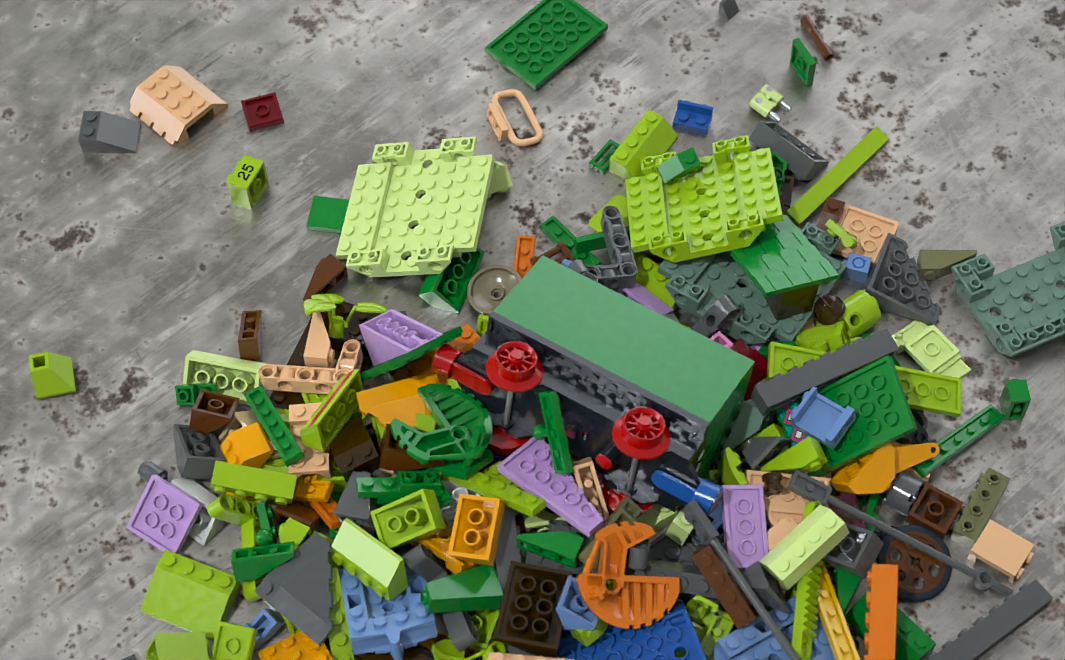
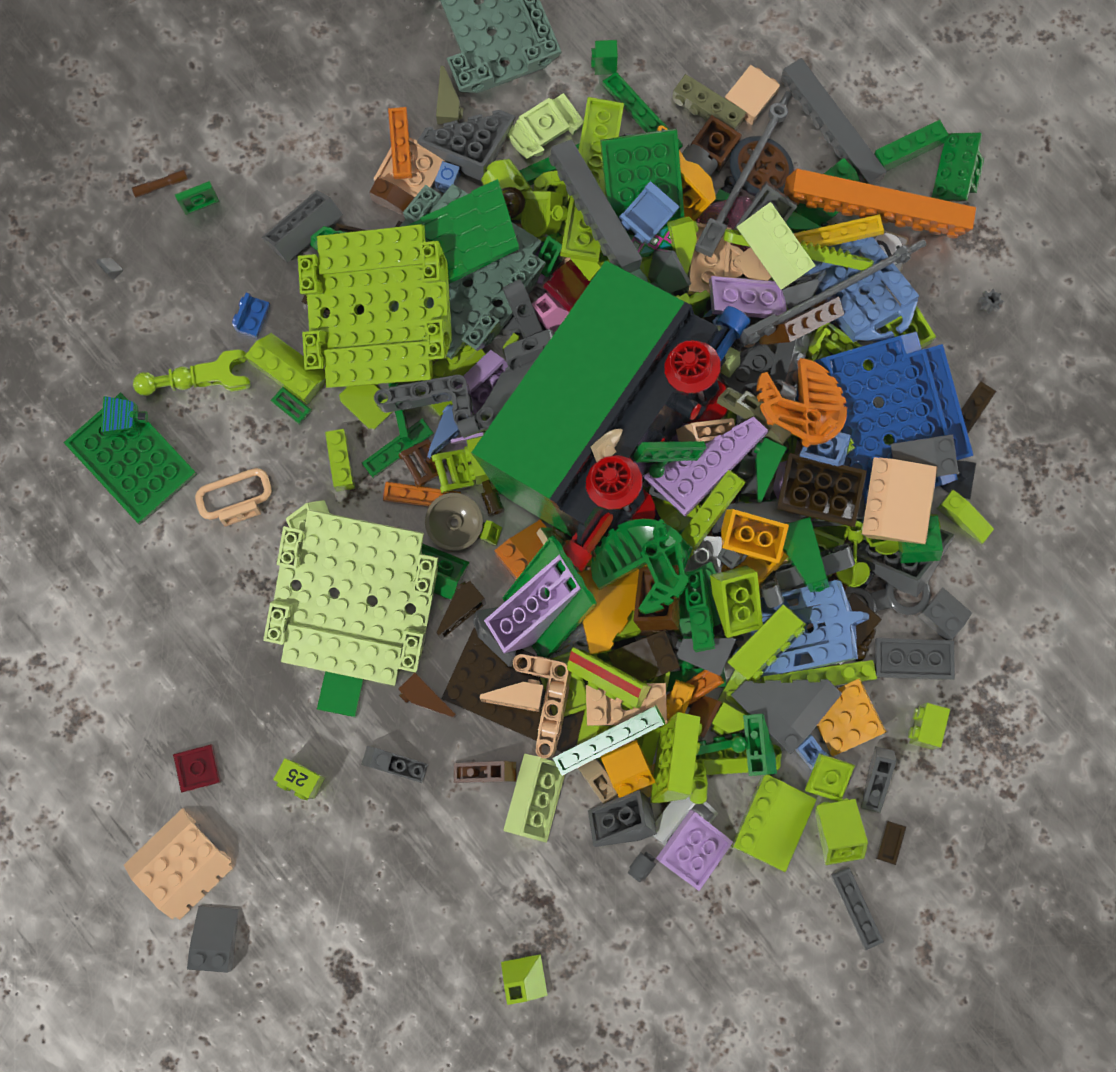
camera: 90 degrees left, 20 degrees up
(188, 393) = (552, 830): green slope -> none
(212, 411) = (581, 805): reddish brown slope -> none
(260, 259) = (394, 764): none -> dark grey slope
(327, 302) = (490, 685): lime plant -> none
(407, 297) = (462, 606): none -> dark brown slope
(424, 422) = (627, 587): lime tile -> none
(540, 196) = (339, 460): none -> lime arch
(551, 359) = (605, 445): none -> tan plate
(582, 22) = (120, 416): none -> green torso
(633, 95) = (199, 375): none -> lime piece
(679, 166) = (328, 327): green slope -> none
(767, 100) = (238, 241): yellowish green piece -> none
(772, 483) = (706, 268): dark brown wheel -> none
(836, 176) = (336, 181): lime tile -> none
(837, 230) = (419, 182): lime plate -> none
(886, 222) = (400, 143): none -> orange tile

